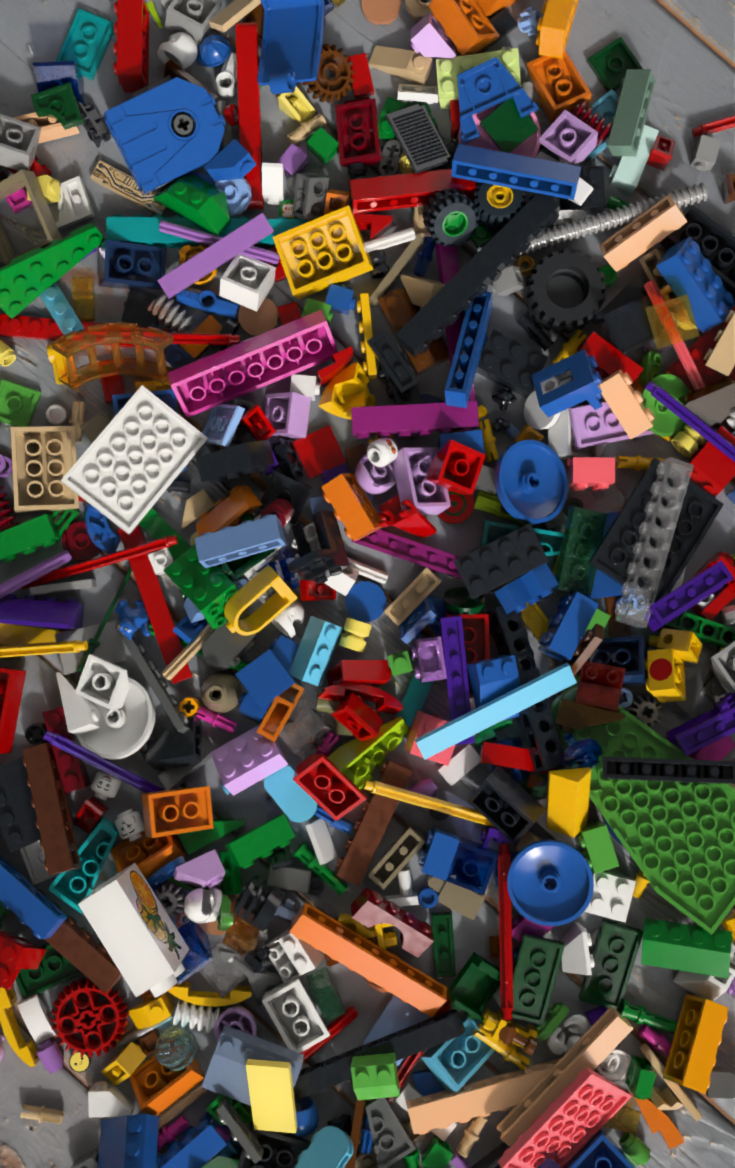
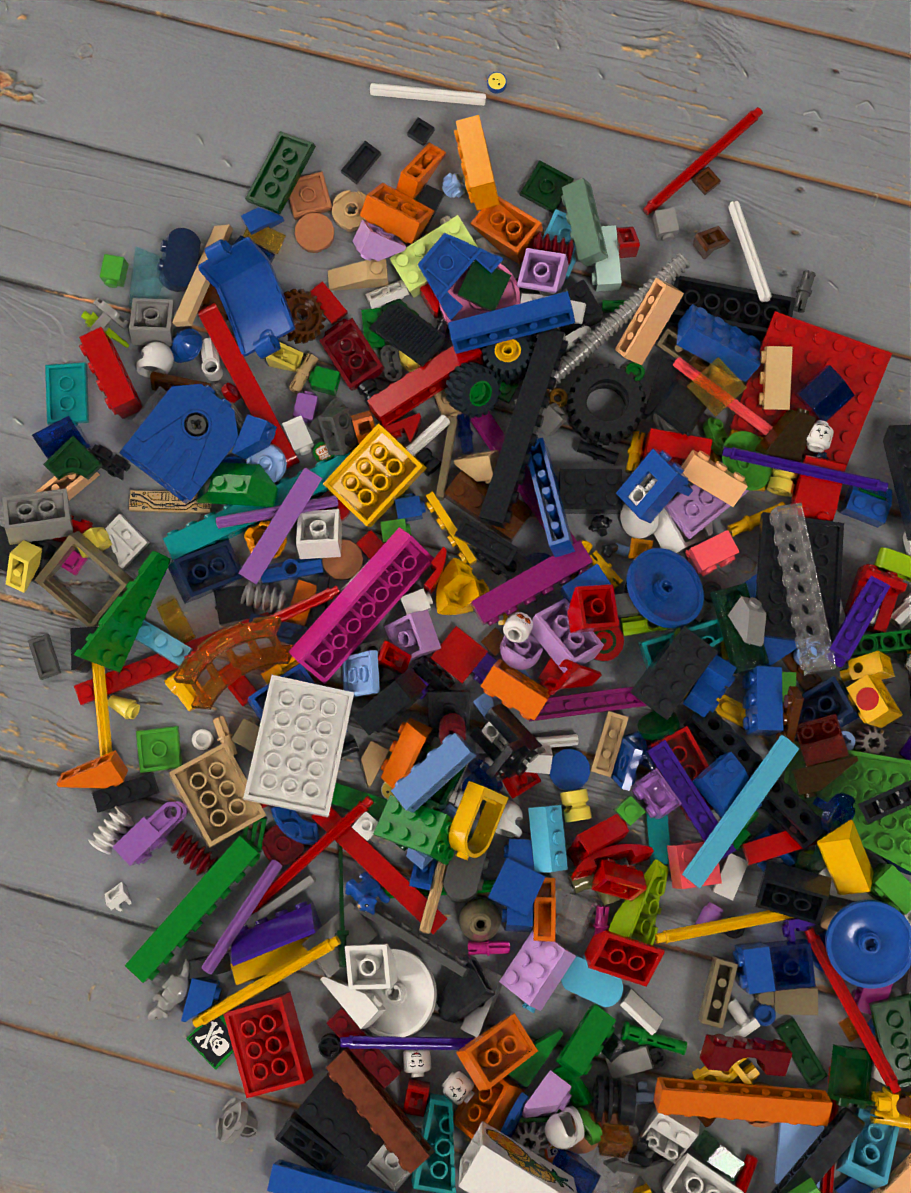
camera: 25 degrees left, 5 degrees down
(194, 701) = (460, 941): light orange bush -> none
(342, 824) = (653, 986): blue axle -> none
(372, 825) = (680, 974): copper brick -> none
(591, 546) = (749, 620): none -> light grey slope

